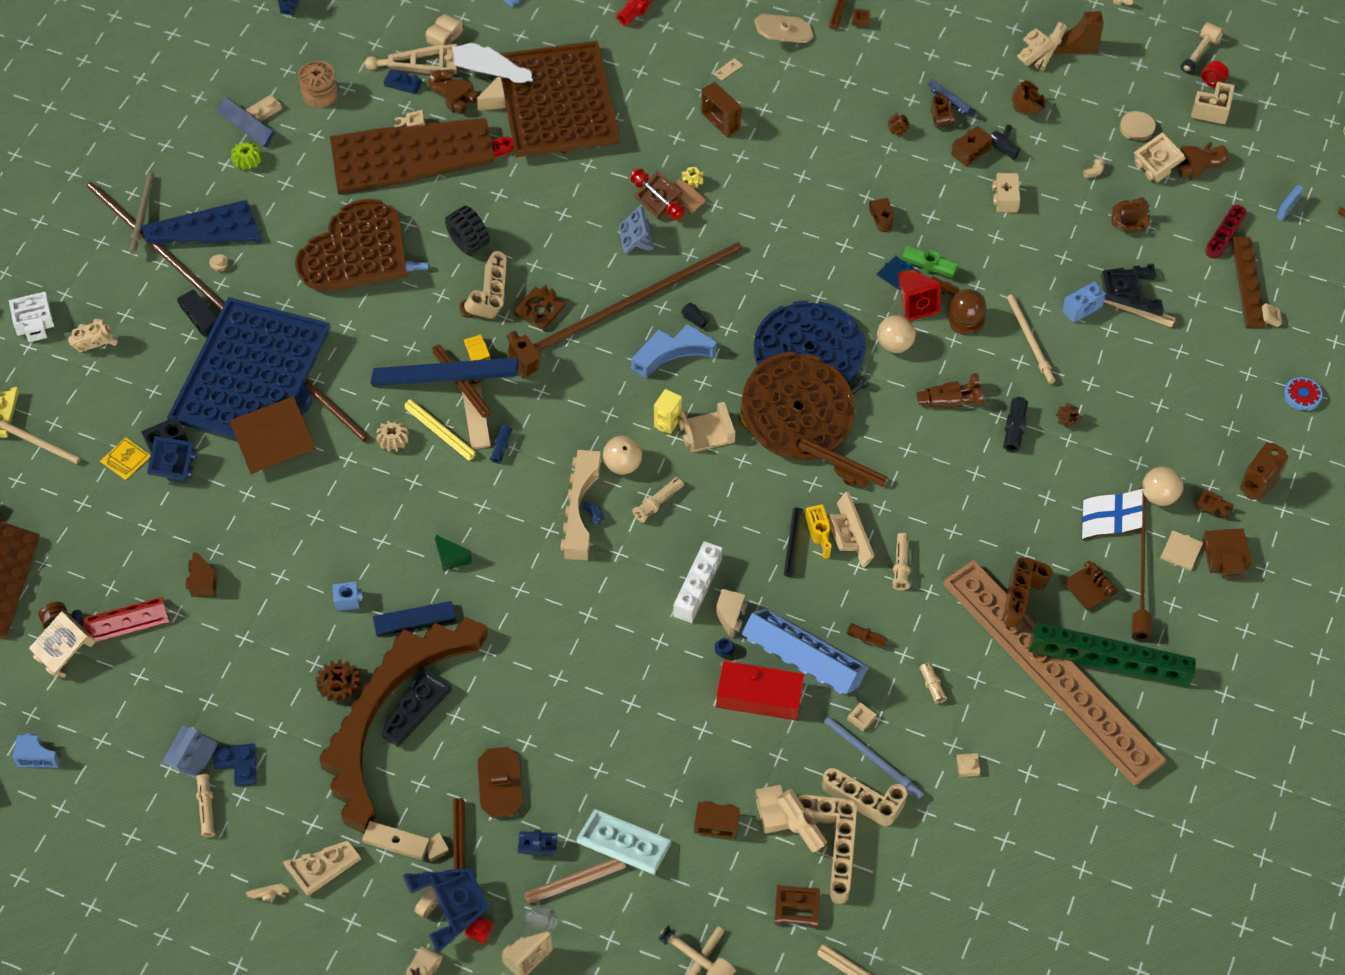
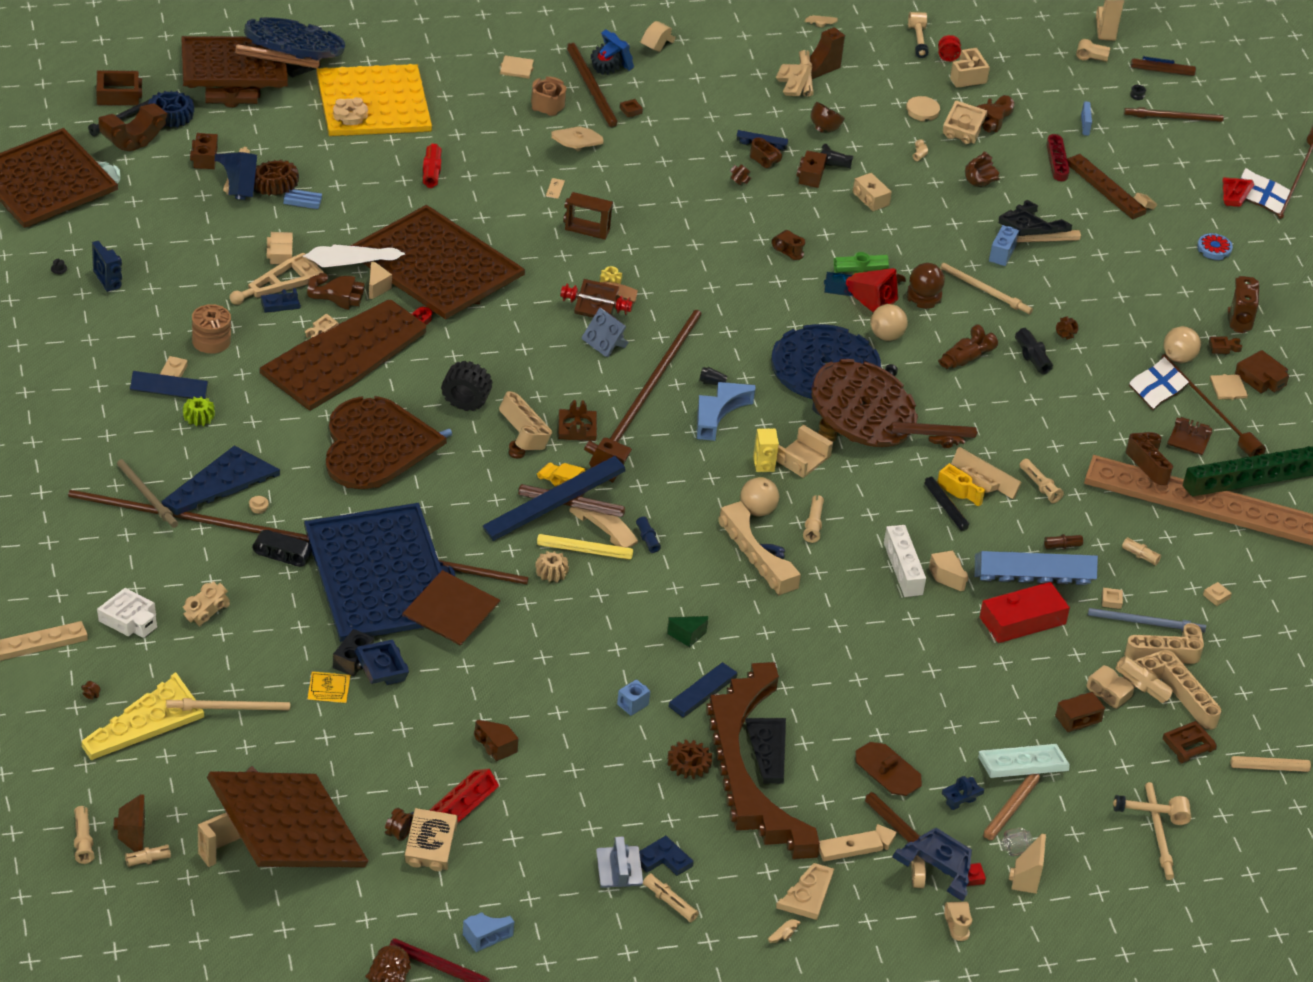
camera: 40 degrees left, 15 degrees down
(724, 648) = (967, 597): dark blue plate -> none

